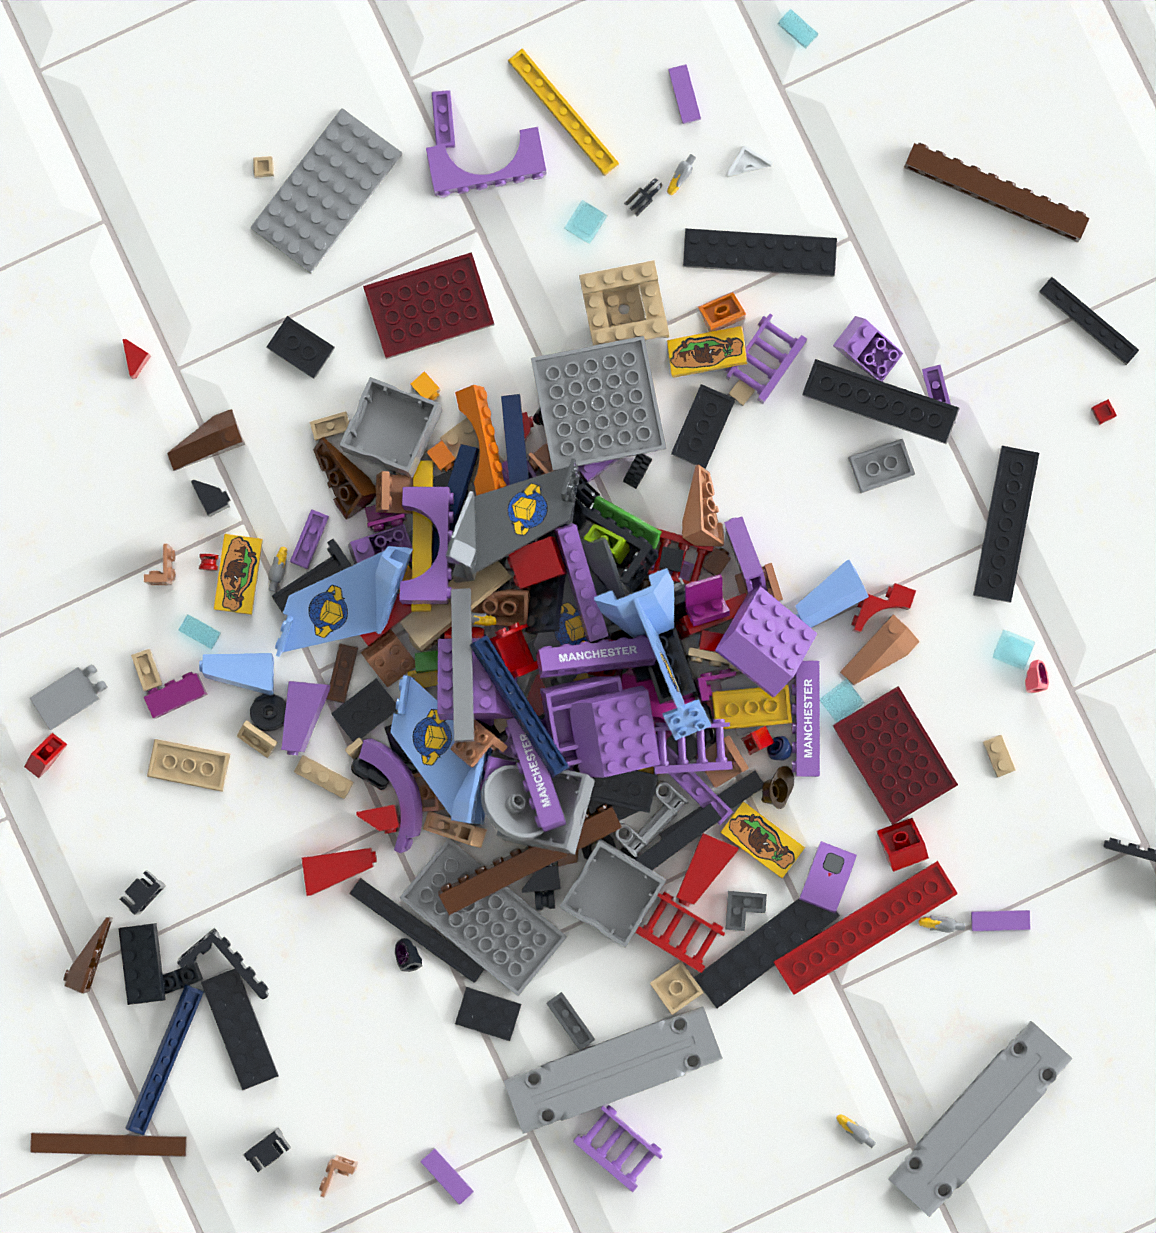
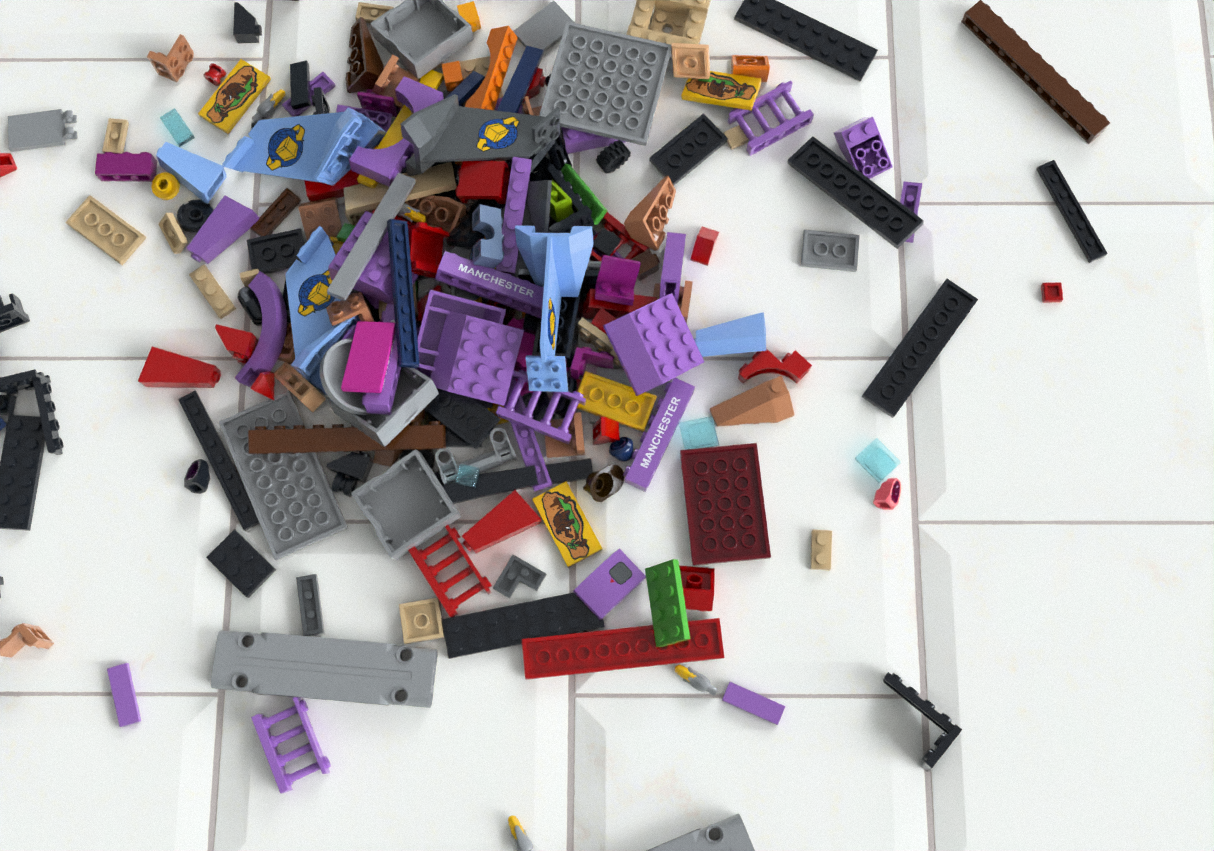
camera: 25 degrees right, 10 degrees down
(224, 697) = (165, 186): none -> yellow plate
(298, 534) = (300, 85): none -> black tile
(426, 845) = (265, 384): none -> red slope
(504, 363) = (544, 27): none -> light grey tile
(521, 781) = (368, 357): none -> dark pink tile
(565, 602) = (489, 222): none -> sand blue arch
(654, 840) = (467, 475): none -> clear light blue tile
(667, 340) = (690, 60): none -> light nougat tile
(763, 515) = (704, 245): none -> red slope
(888, 871) = (667, 603): none -> bright green plate

